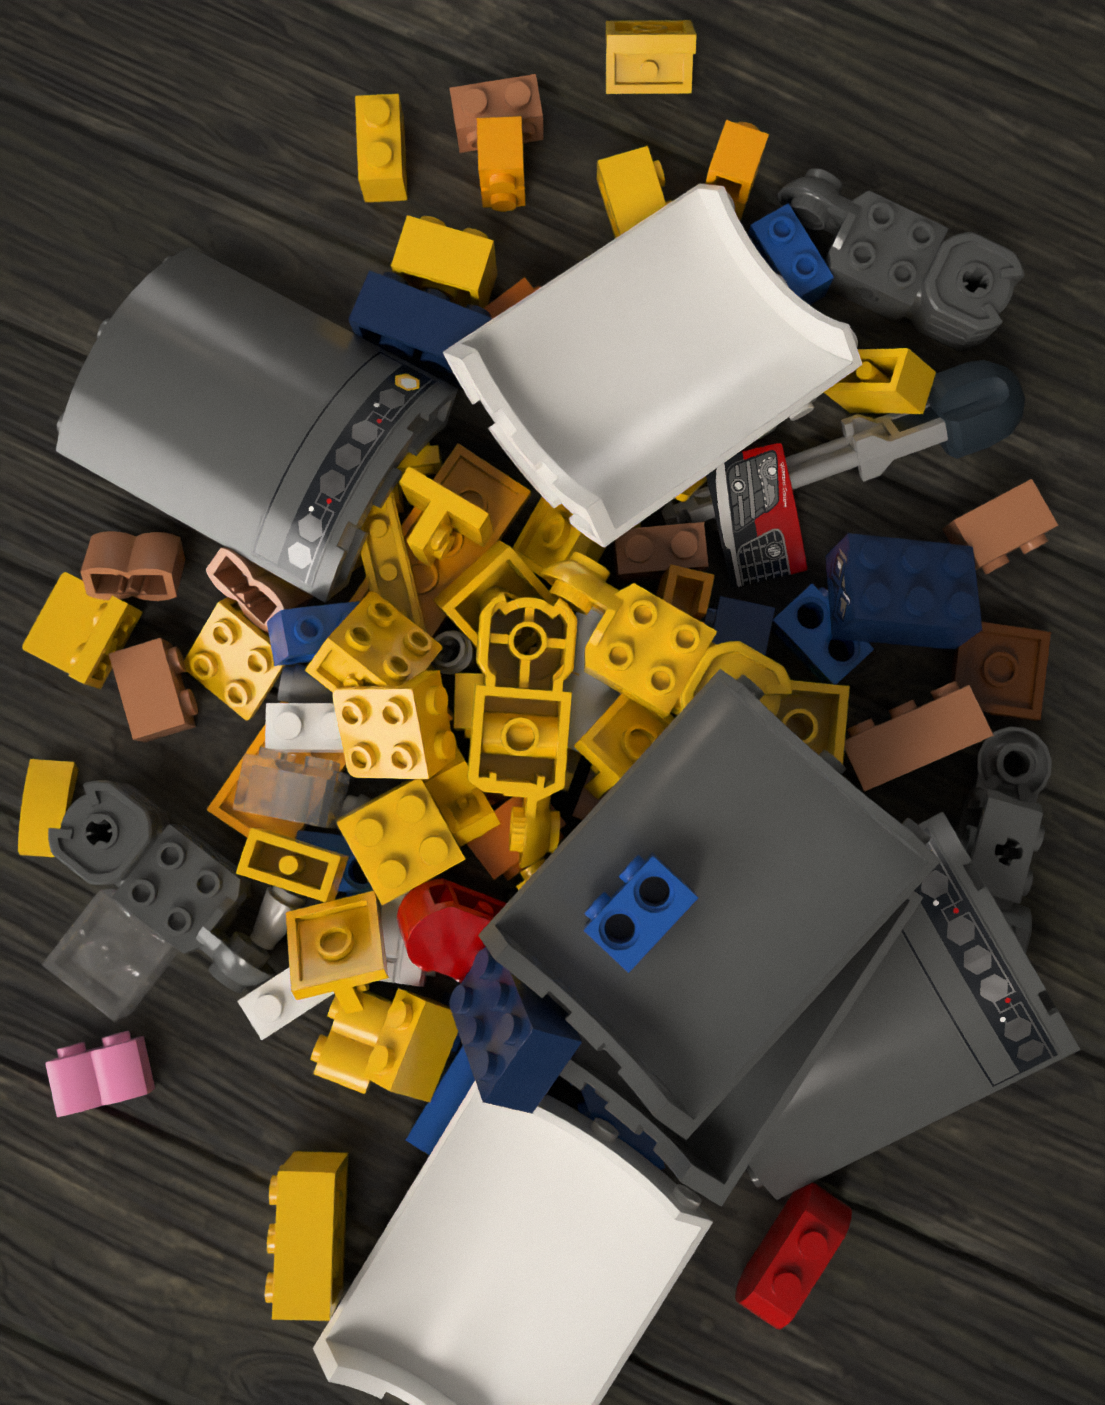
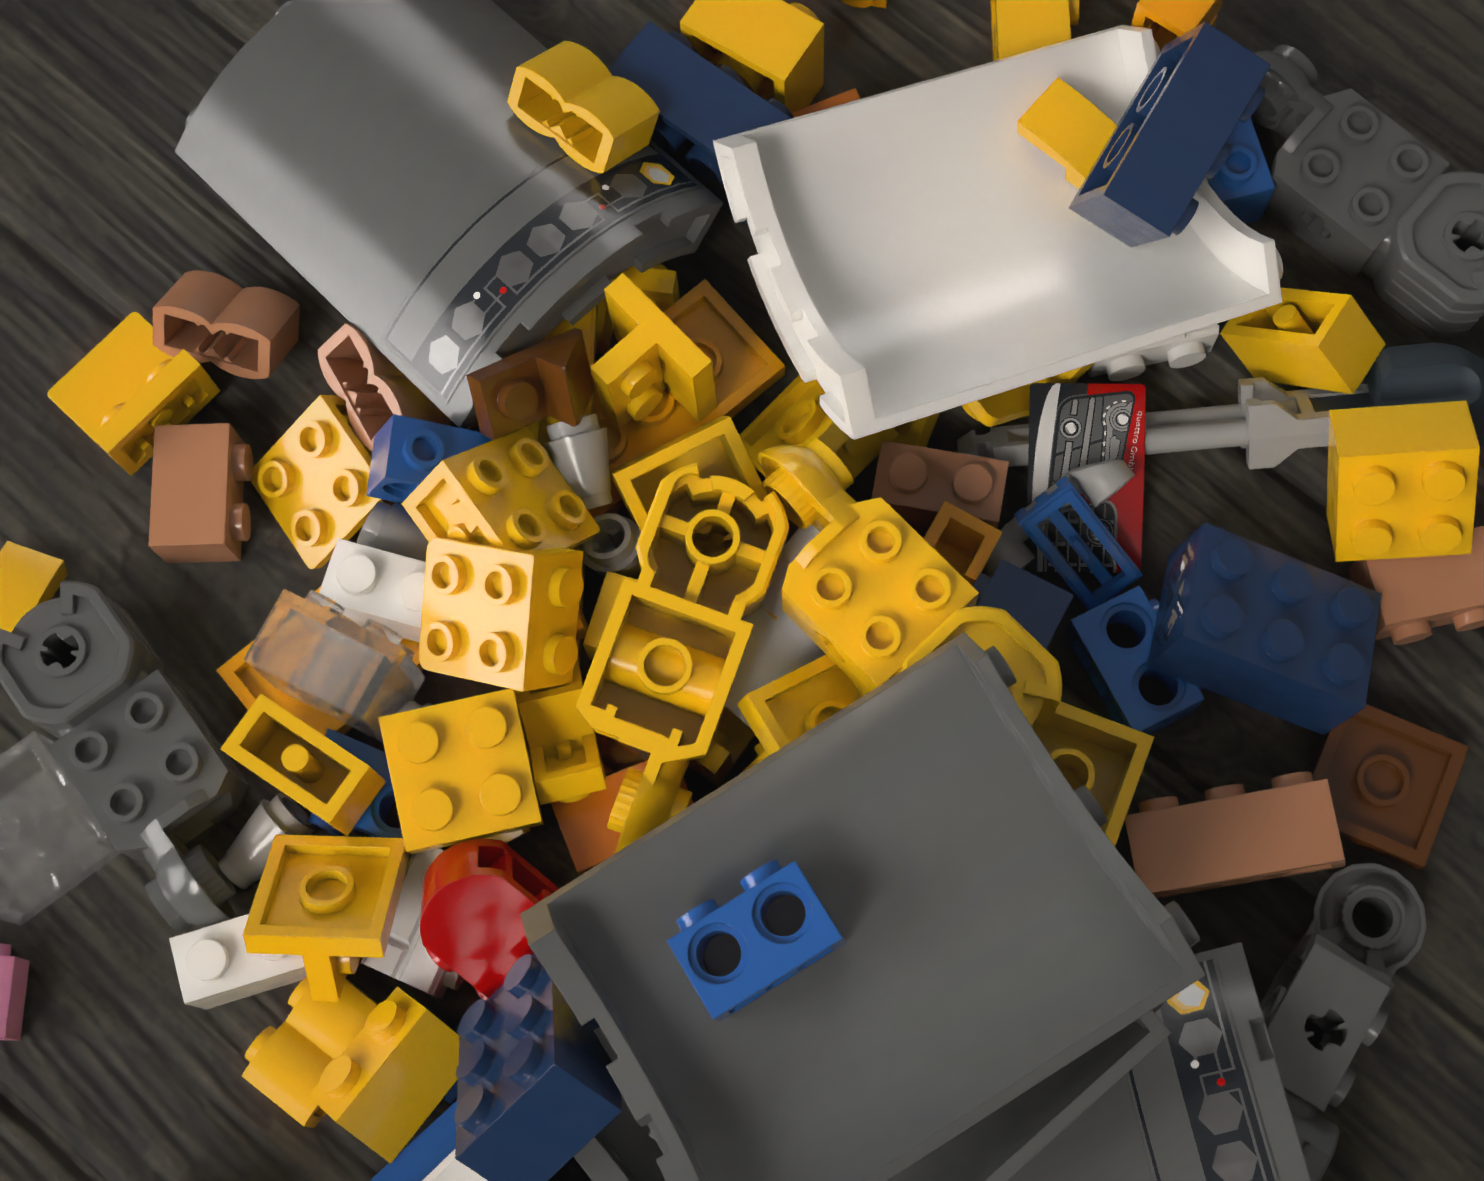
camera: 20 degrees right, 10 degrees down
(343, 349) = (583, 106): none -> yellow brick
(368, 560) = (533, 384): none -> reddish brown slope
(414, 599) = (582, 459): none -> light grey cone
(698, 280) = (1067, 129): none -> yellow slope
(740, 547) = (1049, 507): none -> blue tile
(760, 266) = (1172, 137): none -> dark blue brick
(768, 521) = (1095, 481): none -> light grey bar
(970, 467) = (1402, 481): none -> yellow brick

